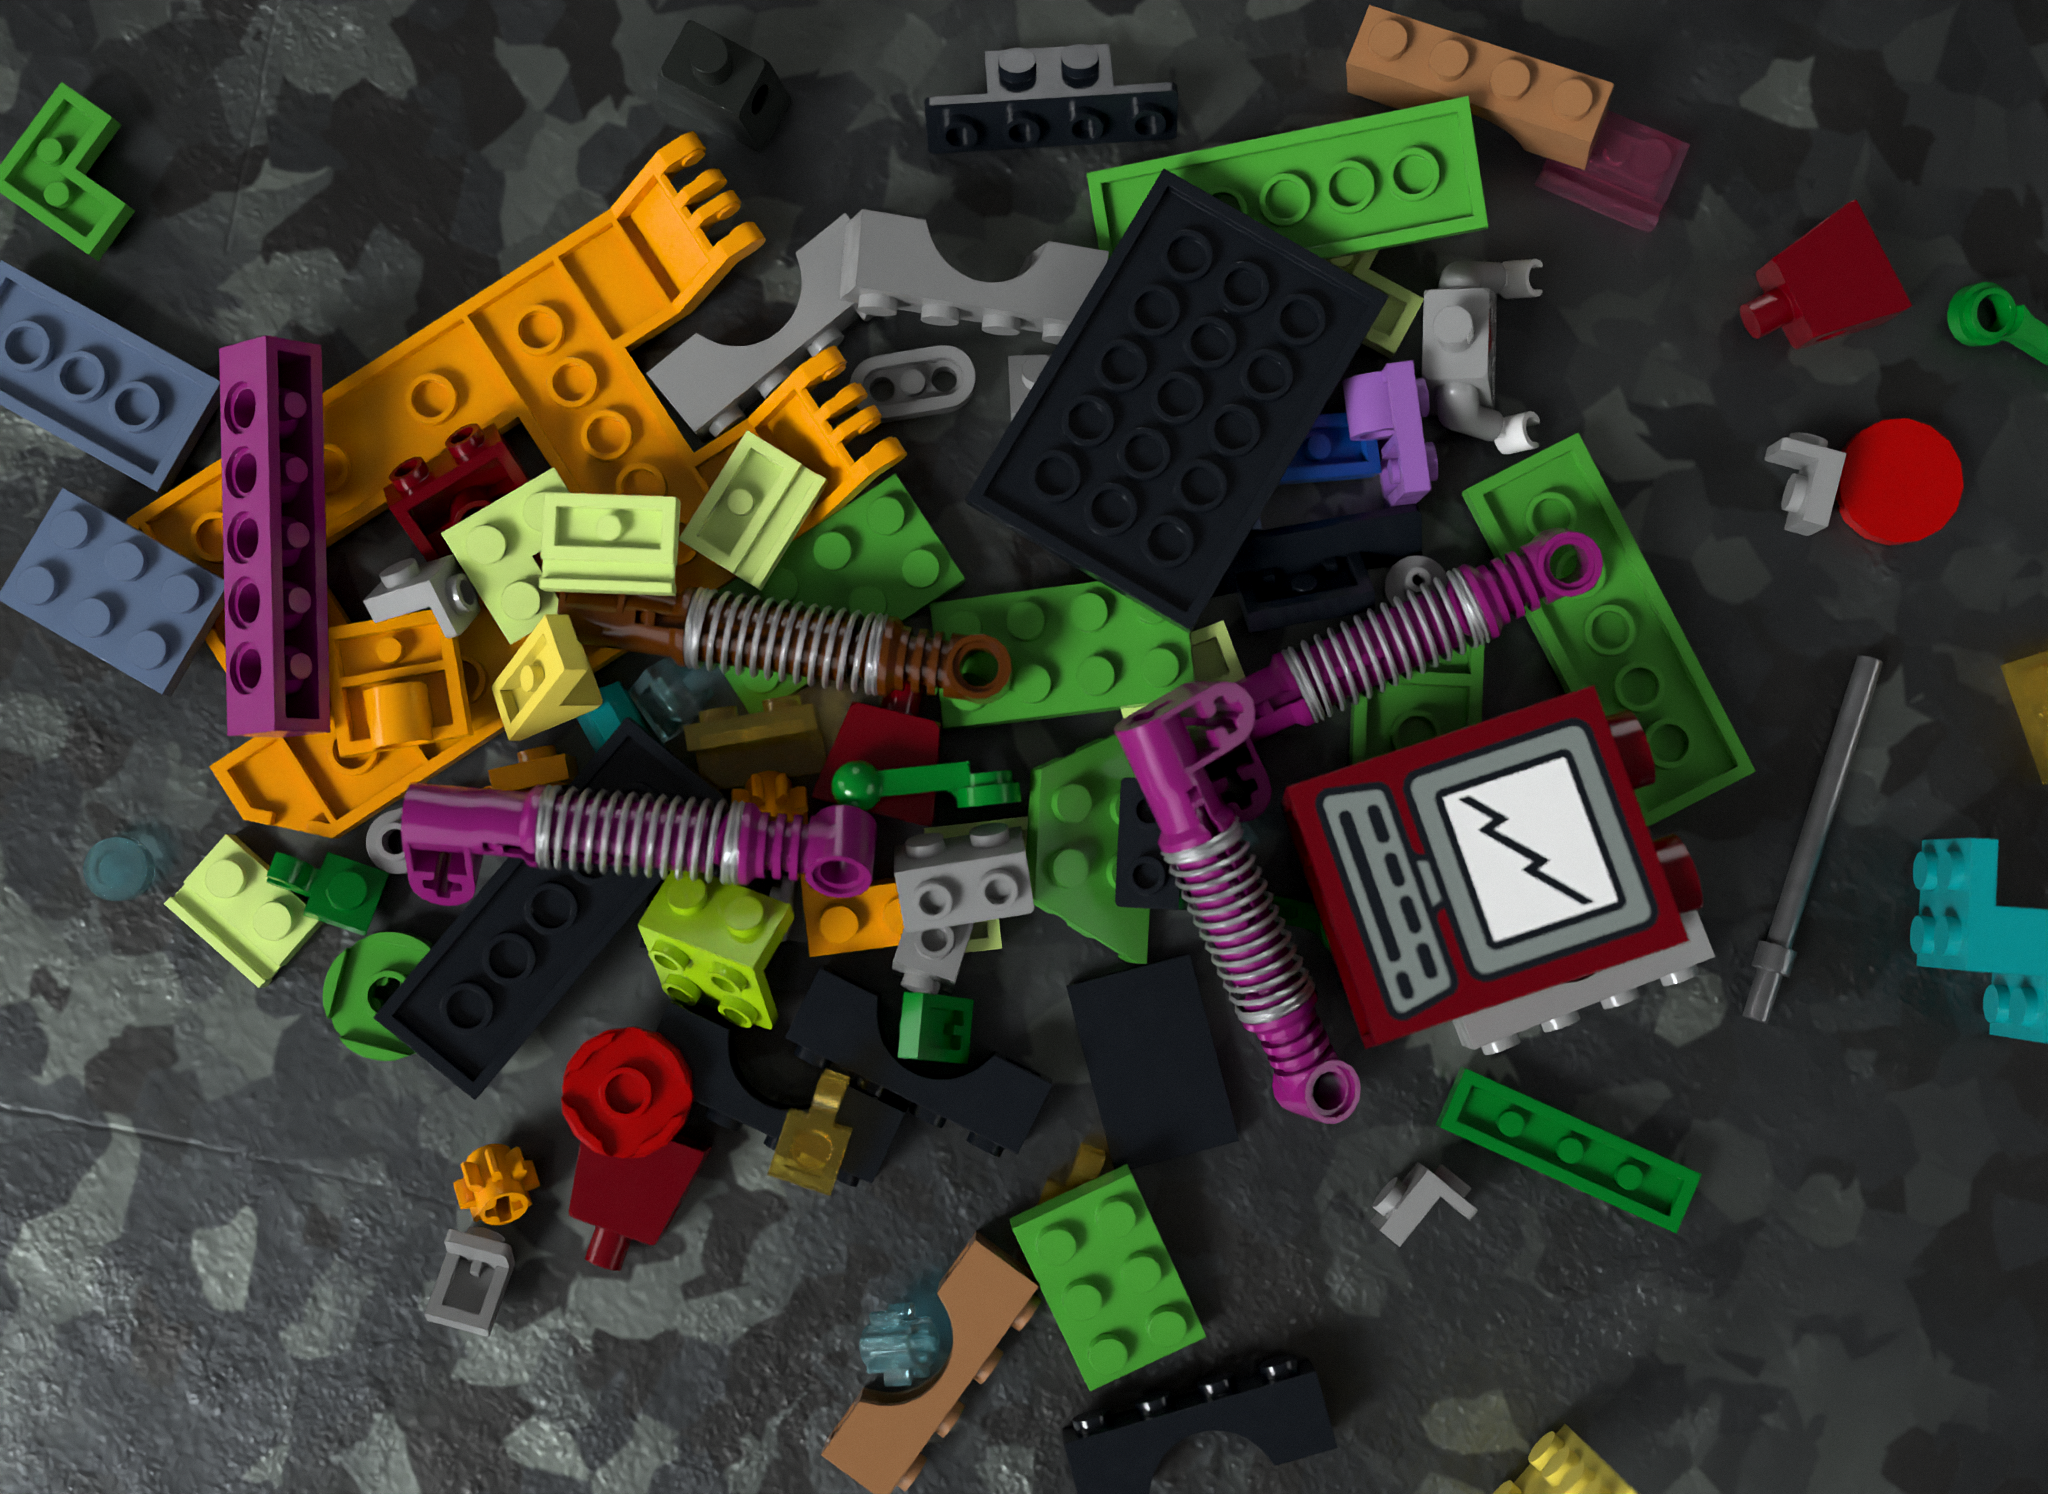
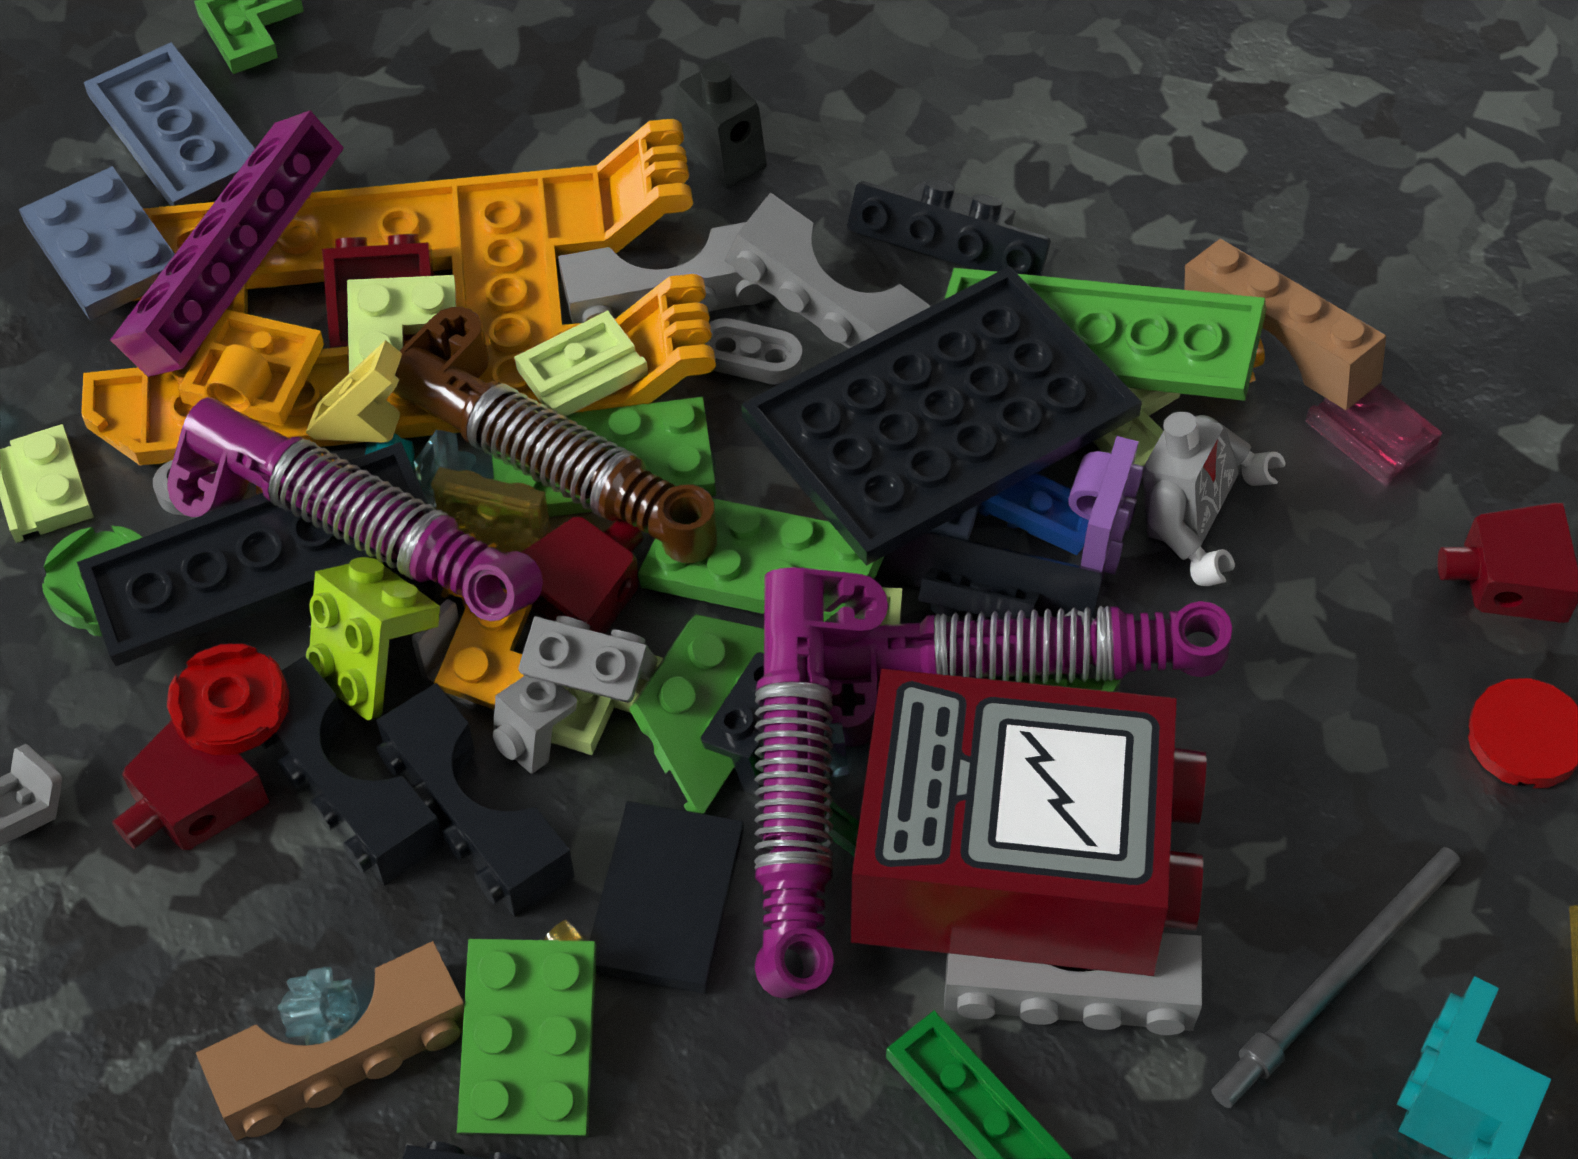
camera: 30 degrees right, 30 degrees down
(338, 893) = (110, 492): green plate -> none
(433, 584) = (321, 315): light grey bracket -> none
(496, 1184) = (67, 734): light orange gear -> none
(610, 543) = (461, 318): yellowish green plate -> none
(812, 1142) = (349, 793): clear yellow plate -> none
(862, 785) = (637, 609): green piece -> none
(935, 1028) = (500, 767): green bracket -> none
(1406, 1202) = (826, 1100): light grey bracket -> none
(1617, 631) = (1235, 716): bright green plate -> none
(1813, 490) = (1450, 690): light grey bracket -> none

